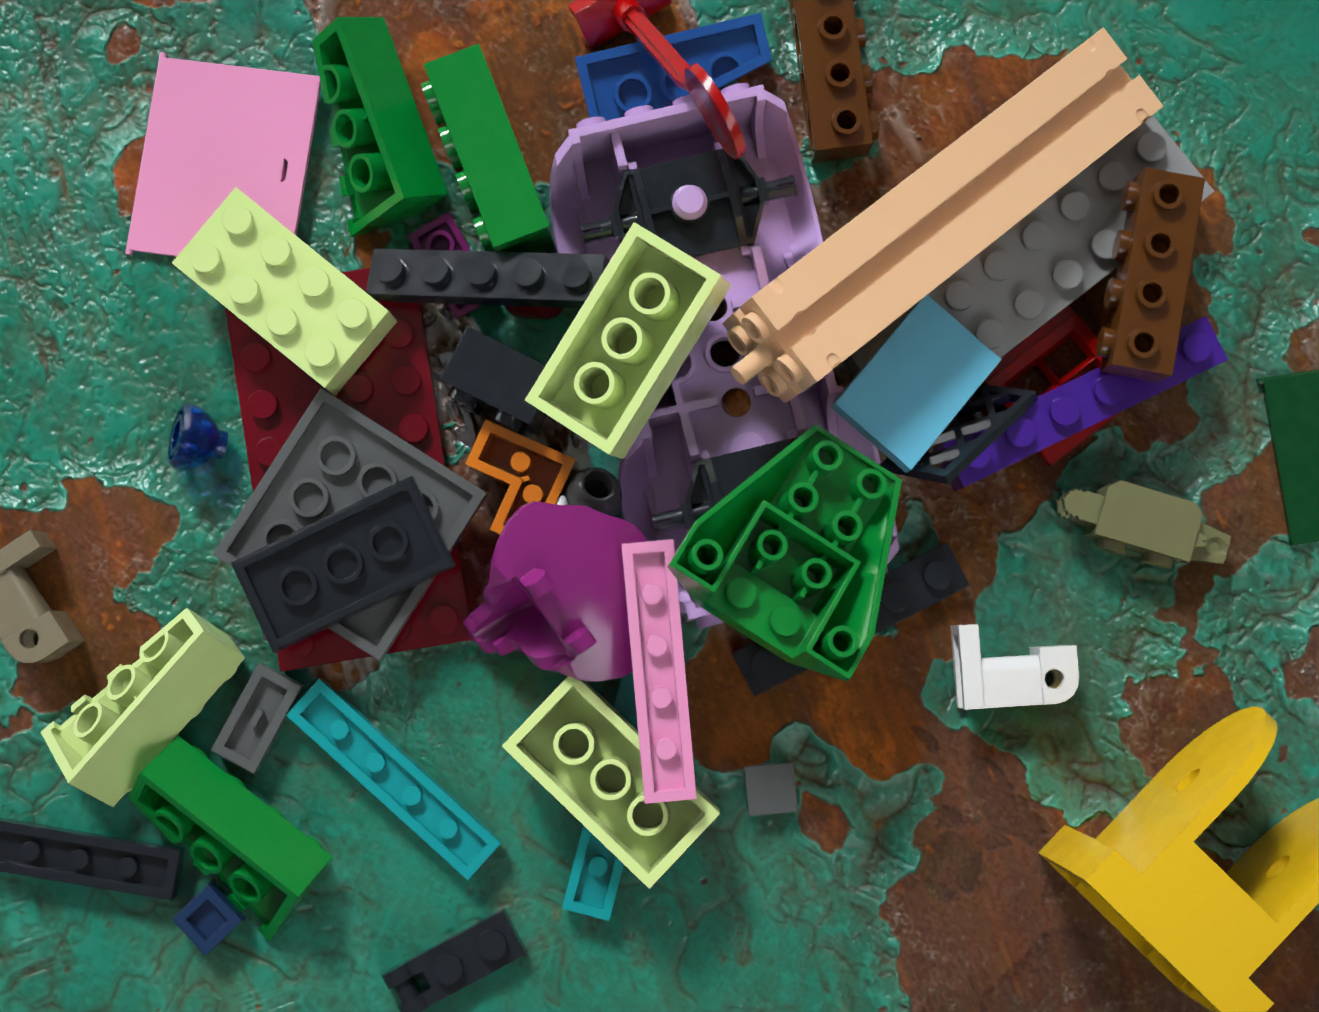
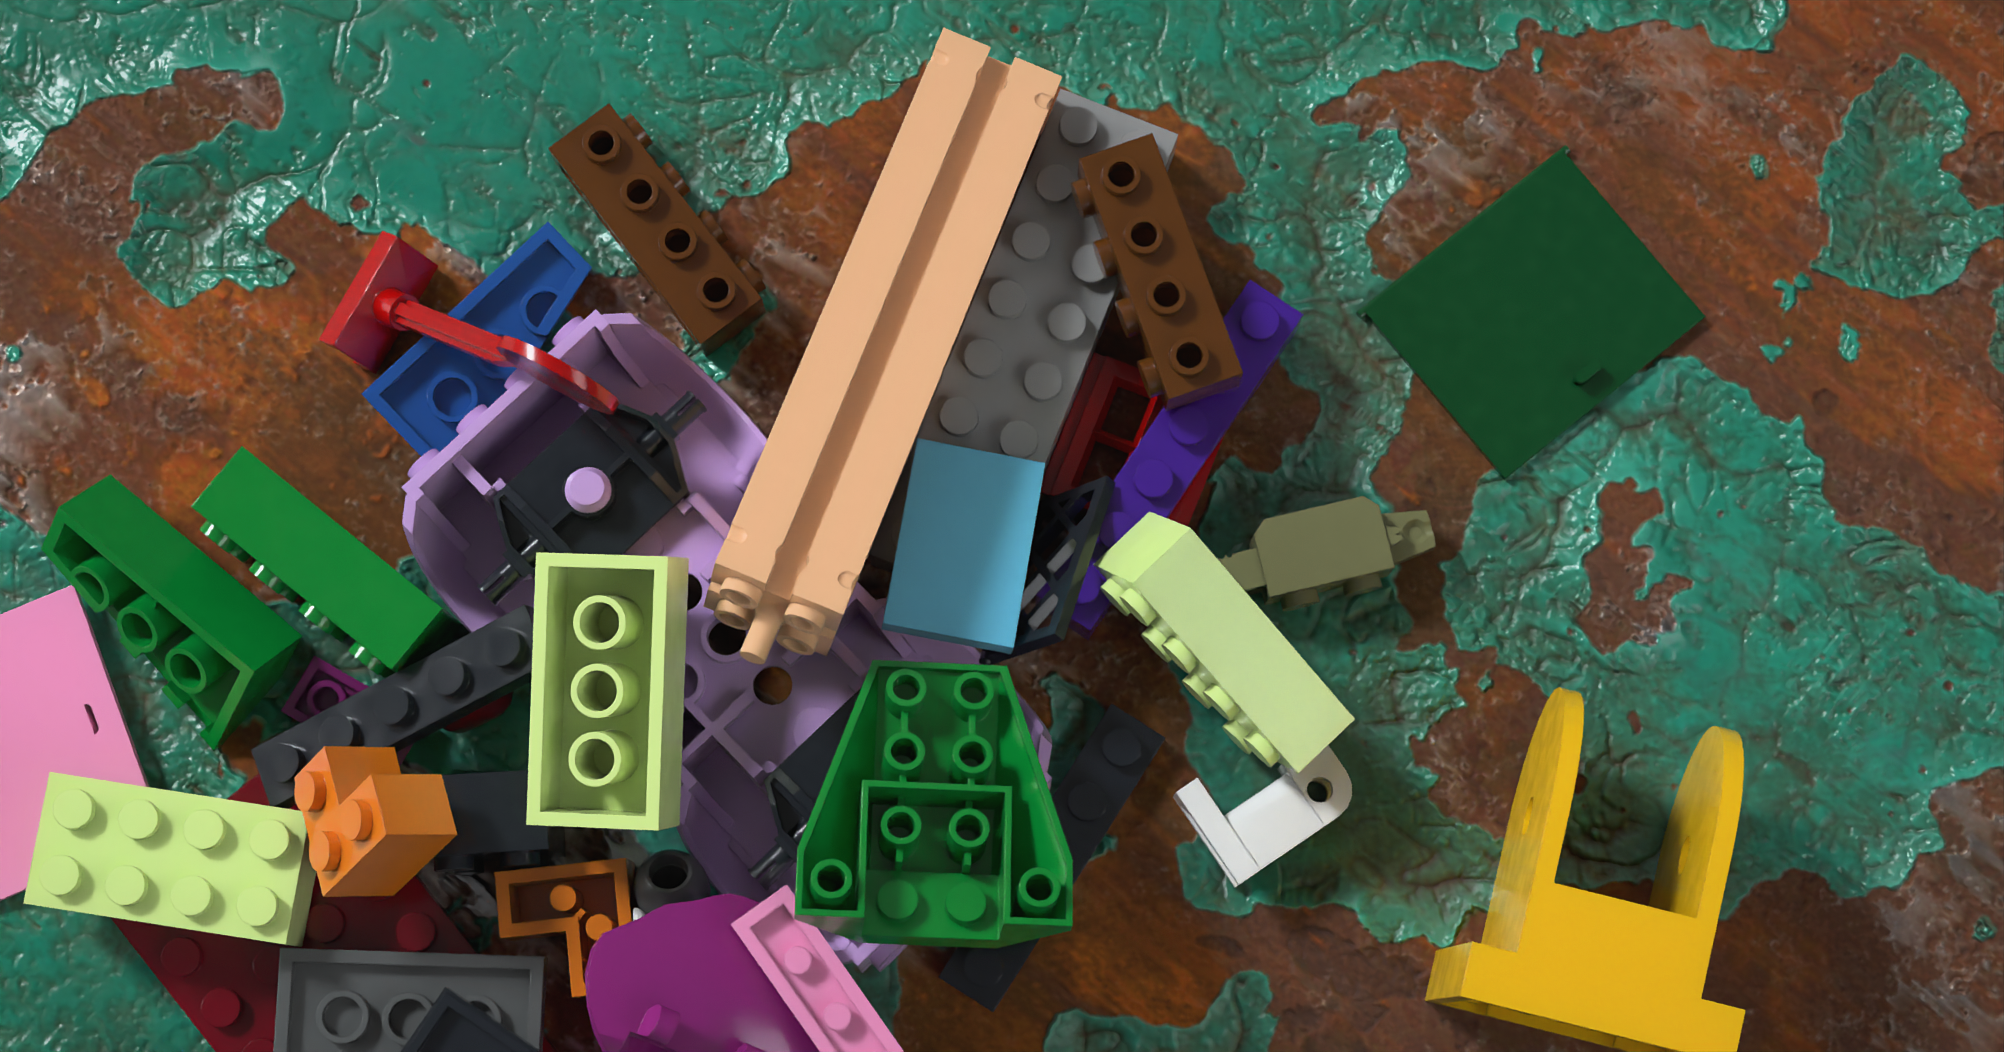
camera: 30 degrees left, 5 degrees down
(423, 339) = (369, 821): none -> orange brick
(1049, 545) = (1222, 642): none -> yellowish green brick

